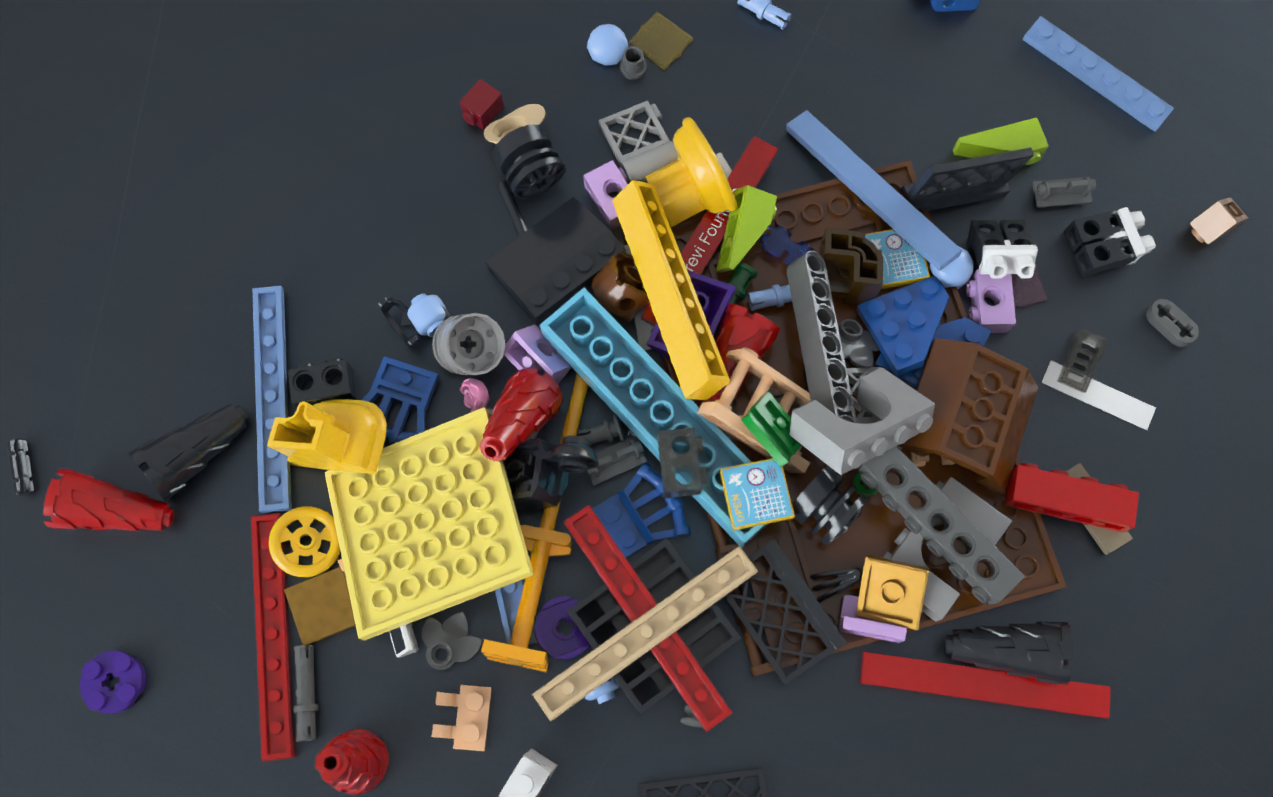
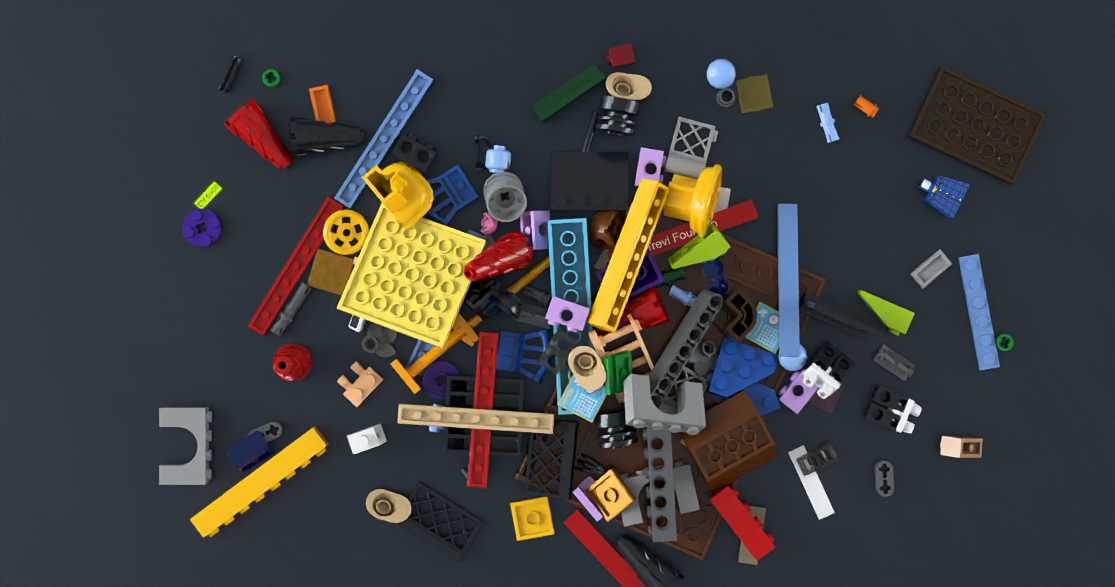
camera: 40 degrees right, 15 degrees up
(85, 440) = (275, 74): none -> green bush
(94, 635) = (208, 195): none -> clear neon green sticker
(162, 412) = (322, 104): none -> orange tile
(454, 187) = (568, 92): none -> dark green fence
(664, 395) = (579, 314): none -> lavender brick
(732, 450) = (587, 367): none -> tan piece
(819, 710) = (532, 518): none -> yellow tile
(1006, 69) = (931, 268): none -> light grey tile
(1156, 75) = (1009, 345): none -> green bush

